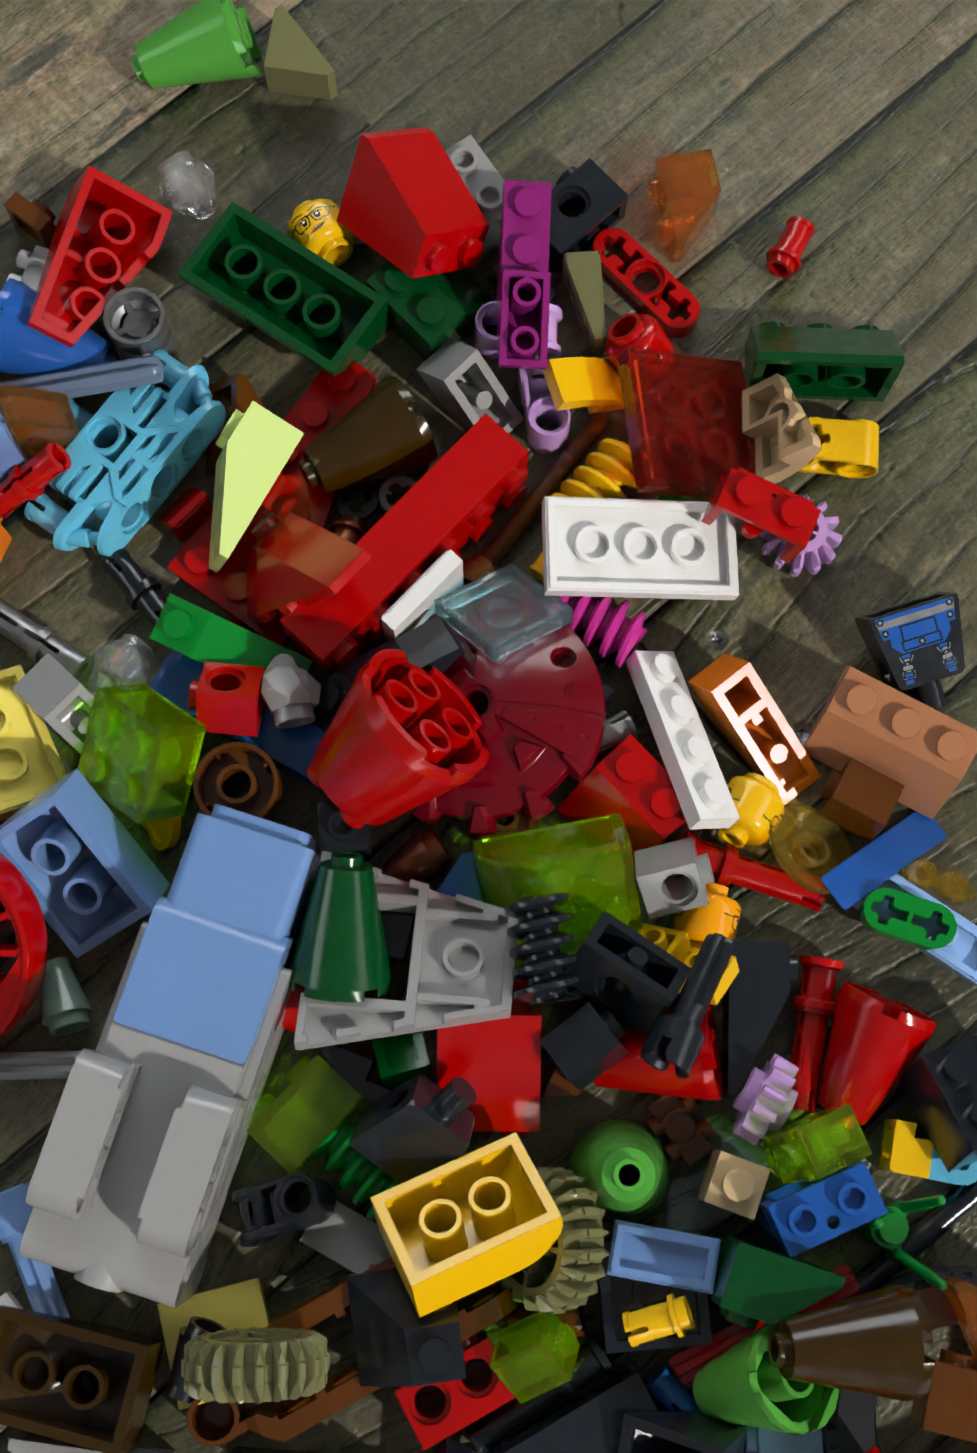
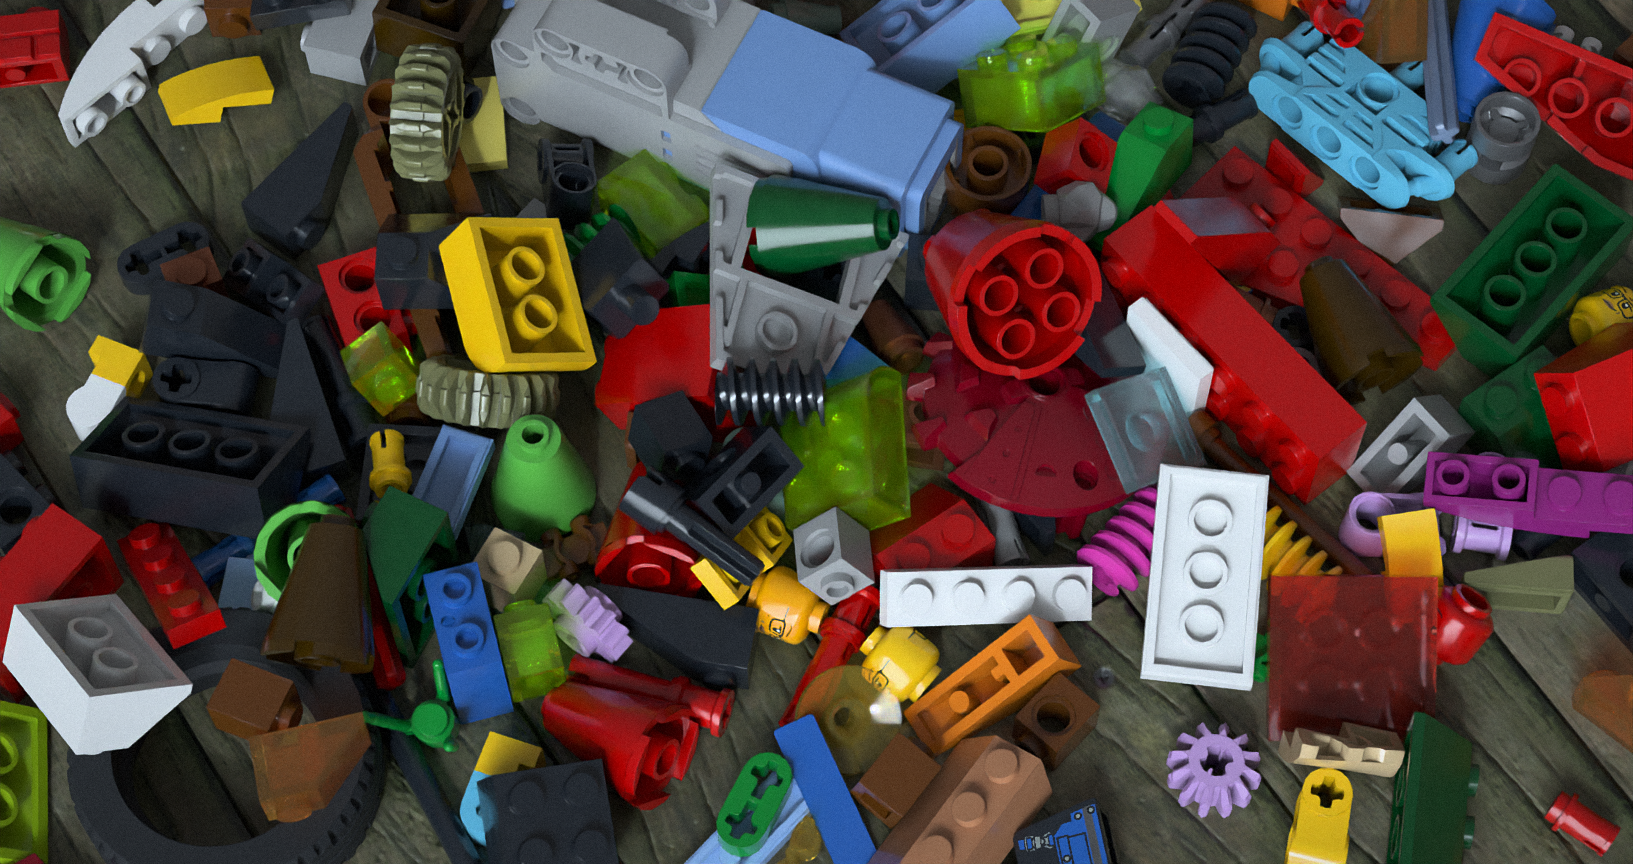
camera: 100 degrees right, 15 degrees down
(67, 598) = (1209, 54): none -> black piece
(252, 457) = (1311, 193): yellowish green slope -> none
(677, 296) = (1551, 635): red beam -> none
(765, 508) = (1232, 696): red window -> none
(779, 650) = (1063, 702): none -> reddish brown brick

